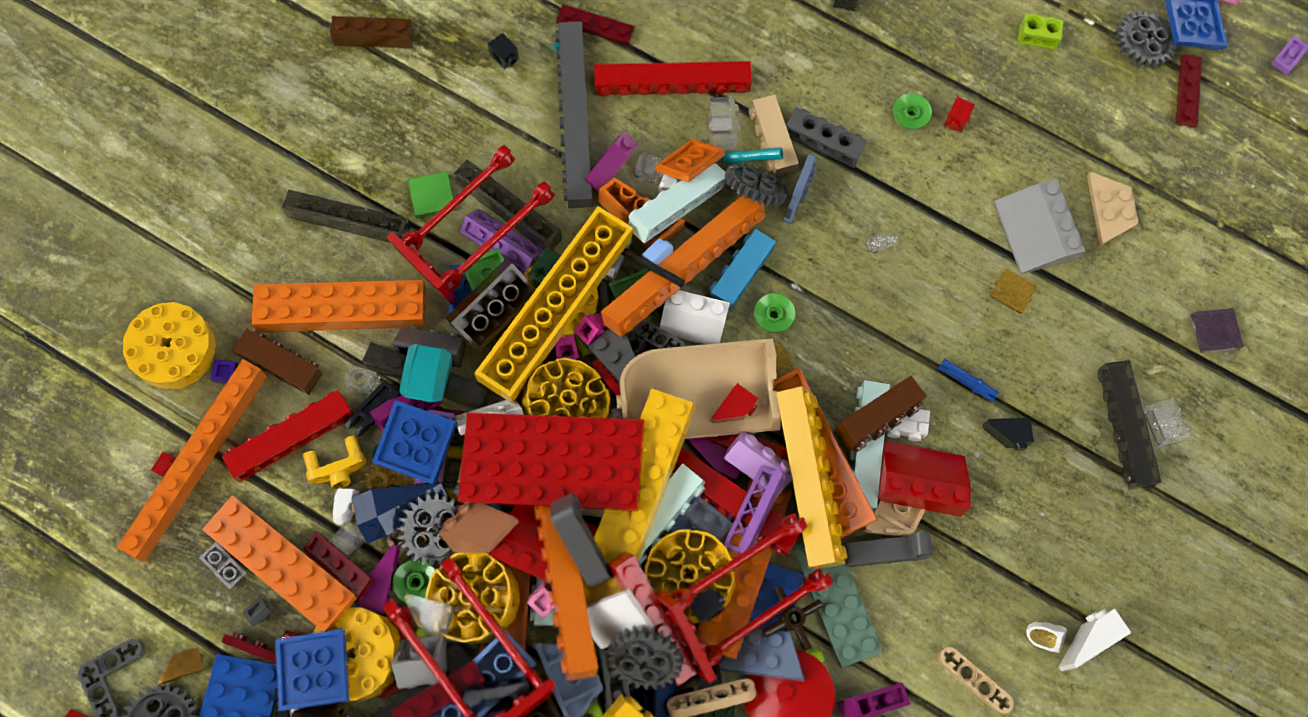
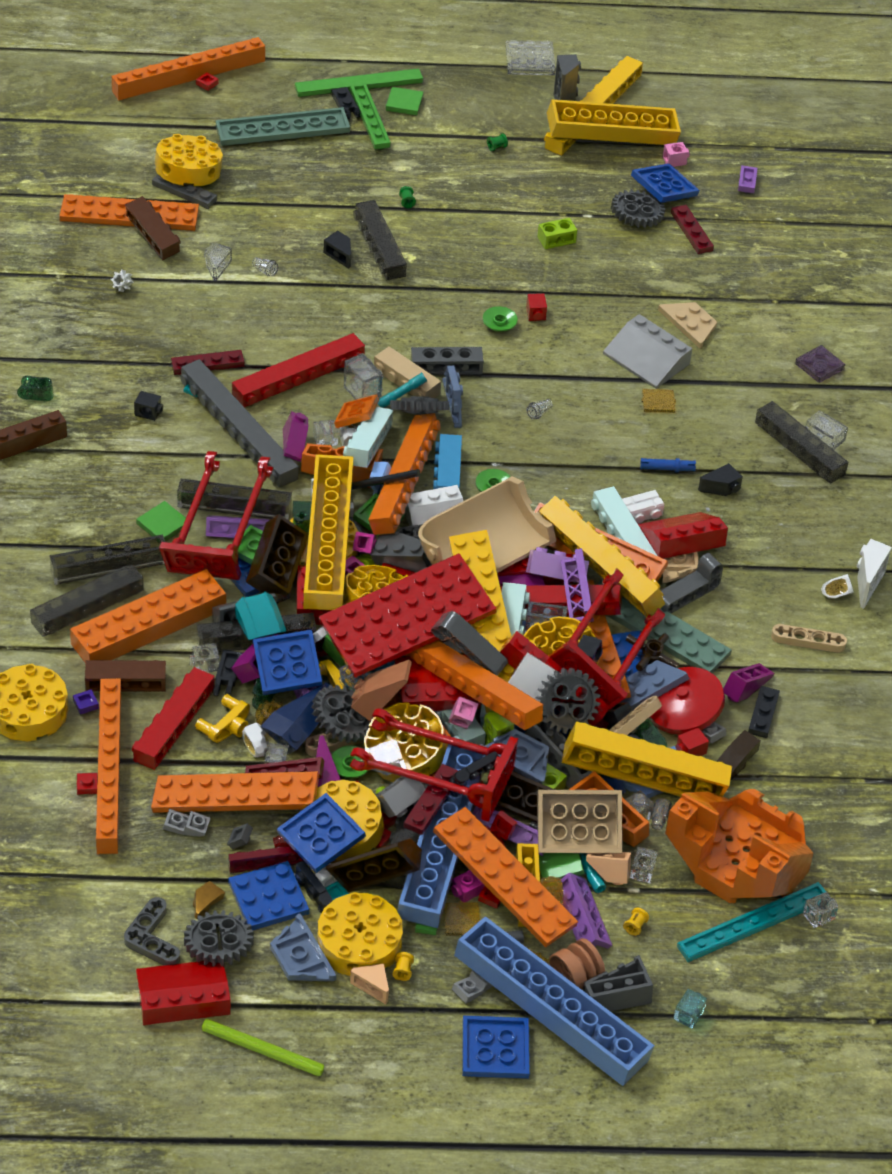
camera: 30 degrees left, 25 degrees down
(300, 253) = (86, 600): none -> clear smoke brick
(735, 406) = (514, 534): red slope -> none
(880, 414) = (623, 498): reddish brown brick -> none

